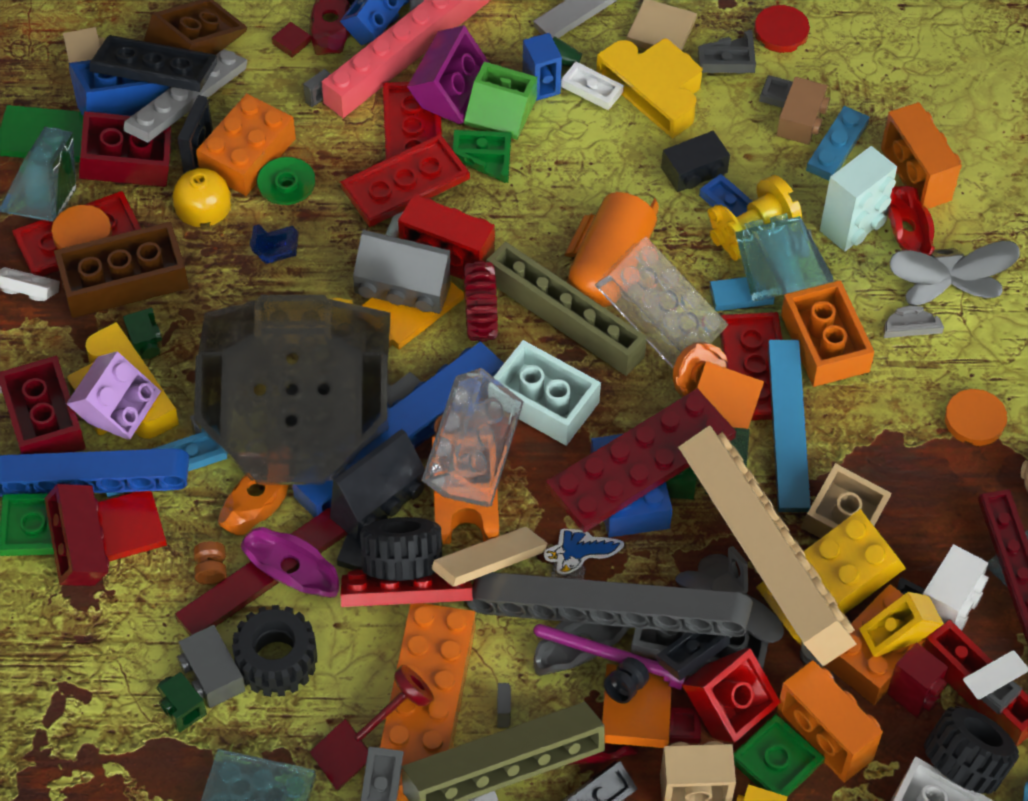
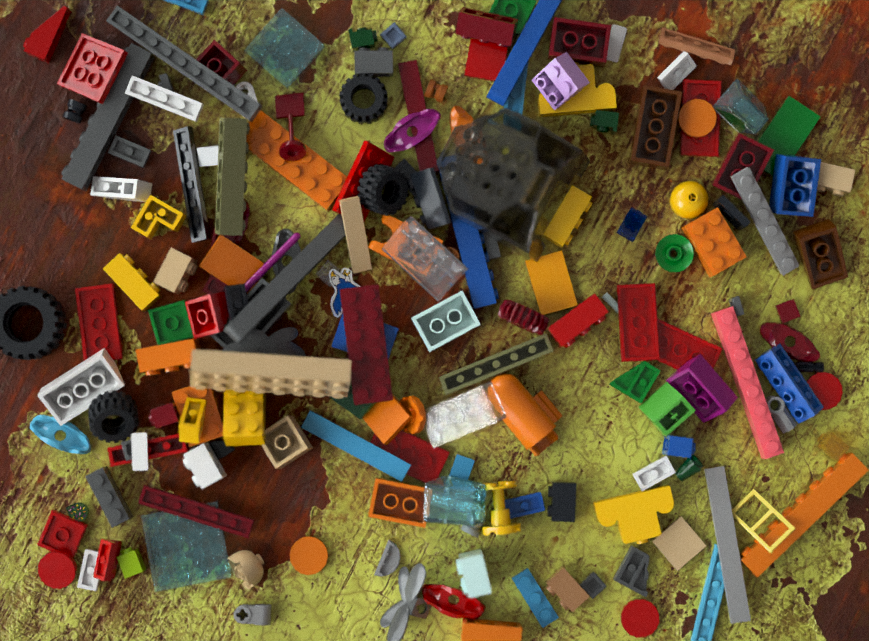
camera: 120 degrees right, 30 degrees up
(152, 666) = (393, 36): none -> sand blue tile
(153, 63) = (796, 210): black tile -> none
(402, 272) = (562, 279): dark grey slope -> none
(504, 705) = (272, 200): dark grey tile -> none
(626, 680) = (245, 265): black wheel -> none

